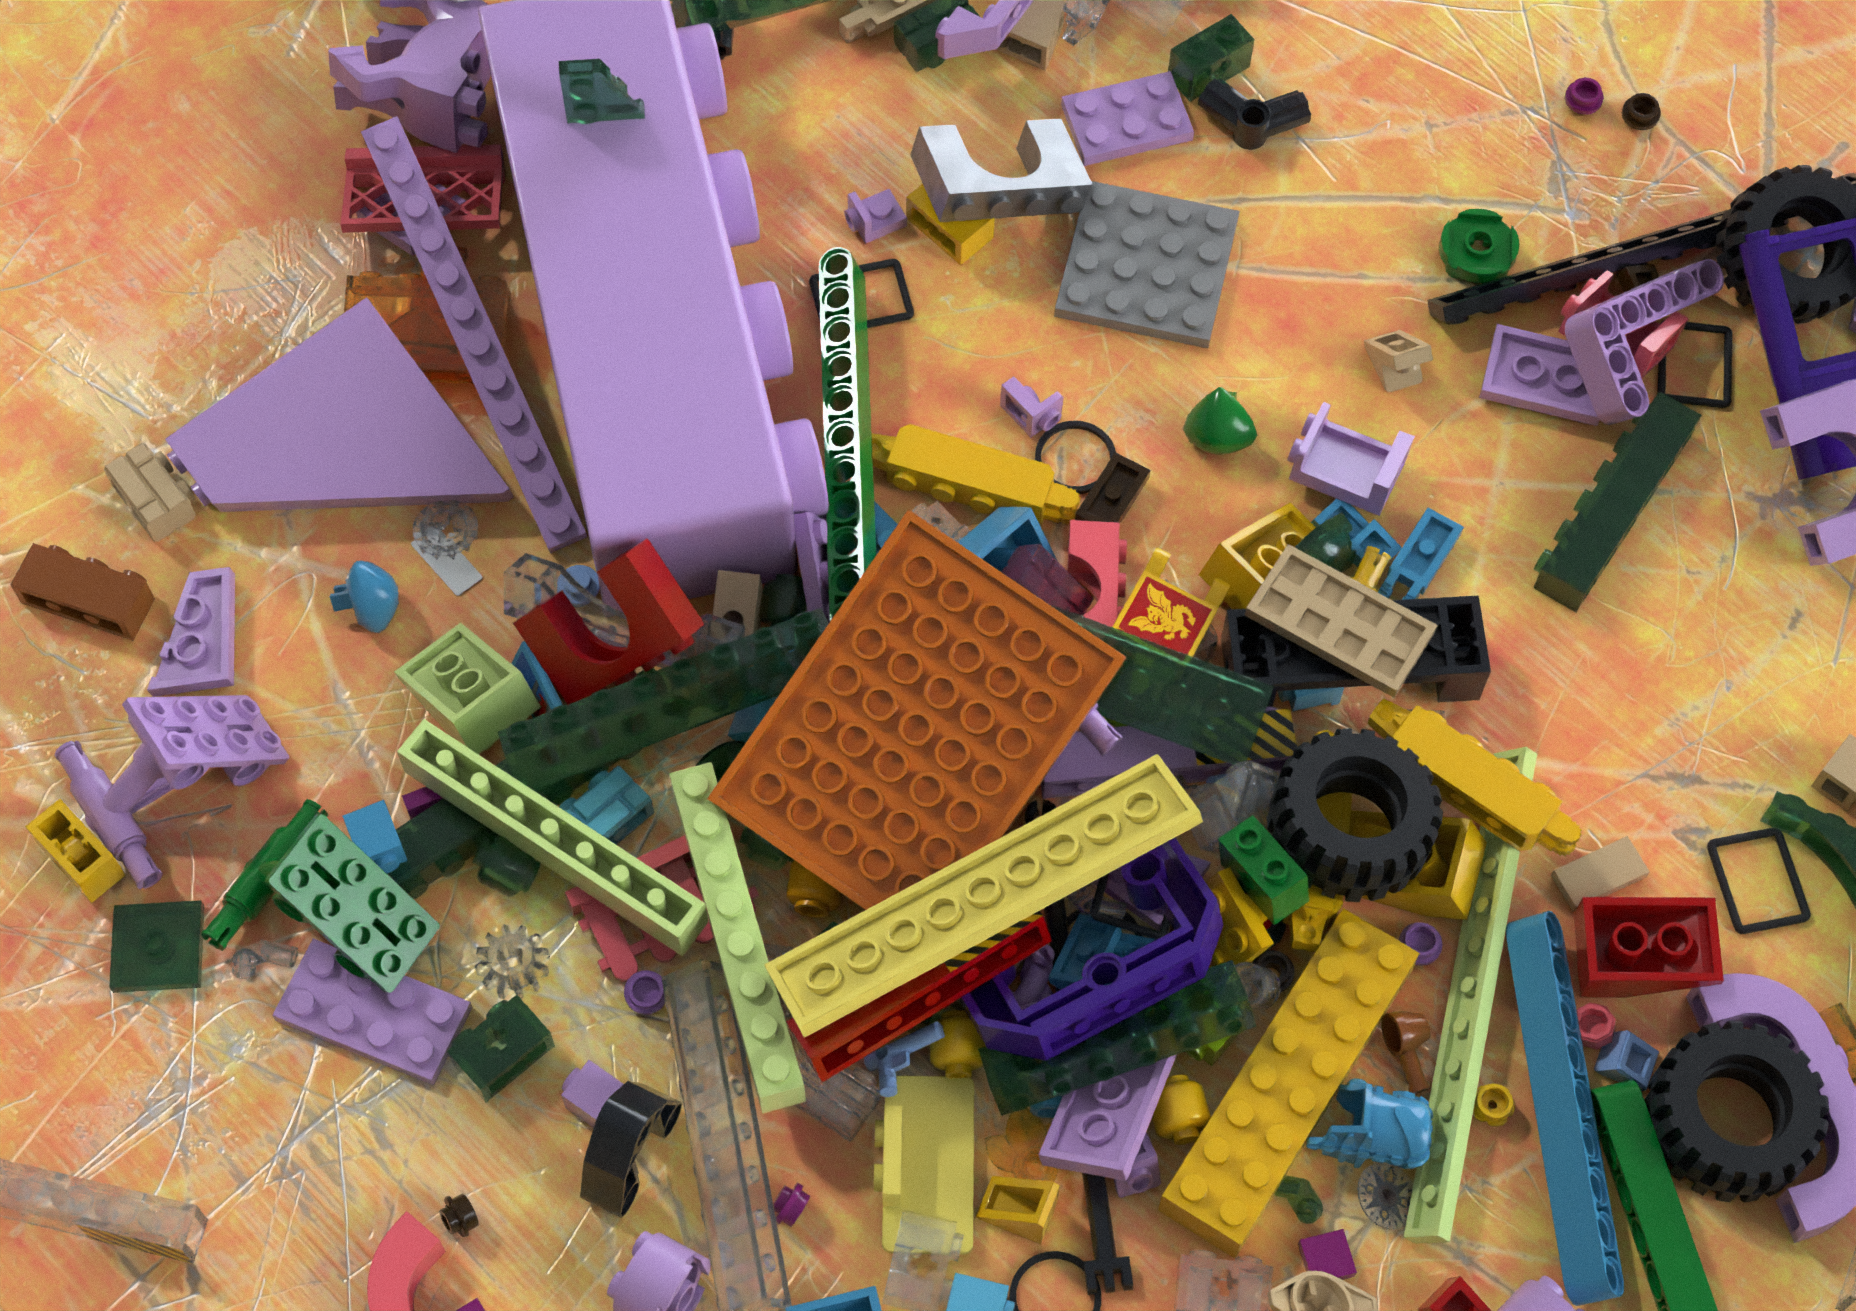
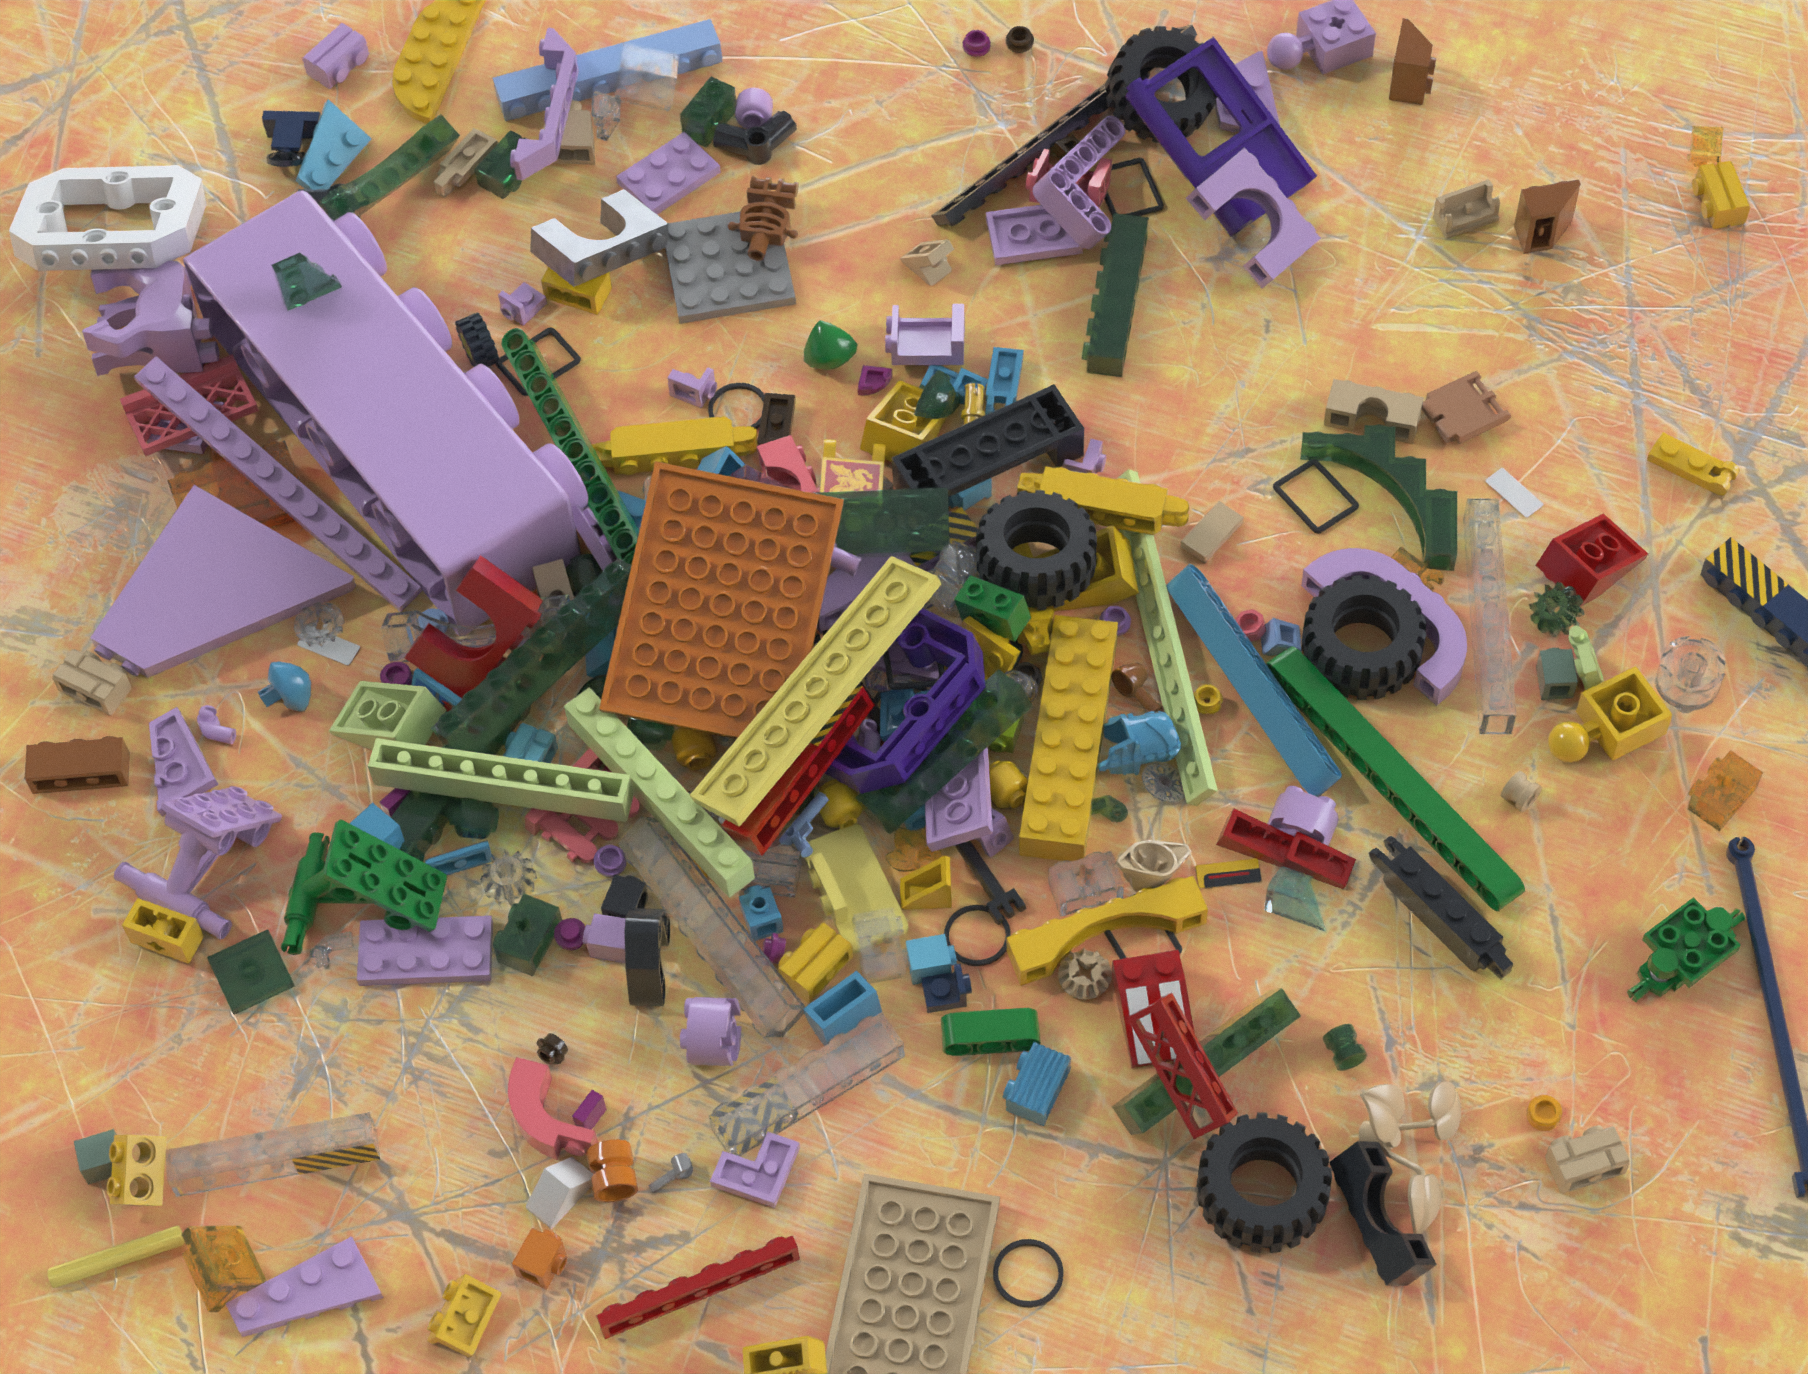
camera: 20 degrees left, 5 degrees down
(260, 608) = (211, 727): none -> lavender arm
(468, 907) = (462, 858): none -> dark azure slope
(503, 636) = (396, 673): none -> magenta tile
(552, 1068) = (569, 933): none -> magenta plate
(638, 1054) = (623, 895): none -> black brick
(795, 244) = (477, 340): none -> black wheel
(801, 1160) = (760, 912): none -> dark azure brick
(832, 1245) = (815, 961): none -> yellow brick
(1215, 226) = (764, 218): none -> dark orange torso
(1258, 488) = (873, 379): none -> magenta tile
(1267, 74) = (753, 107): none -> lavender head
(1328, 1254) = (1142, 830): magenta tile -> none
(1341, 620) = (970, 433): tan plate -> none
(1472, 265) = (949, 181): green plate -> none
(1486, 715) = (1093, 460): none -> lavender bracket
(1646, 945) = (1260, 560): red slope -> none

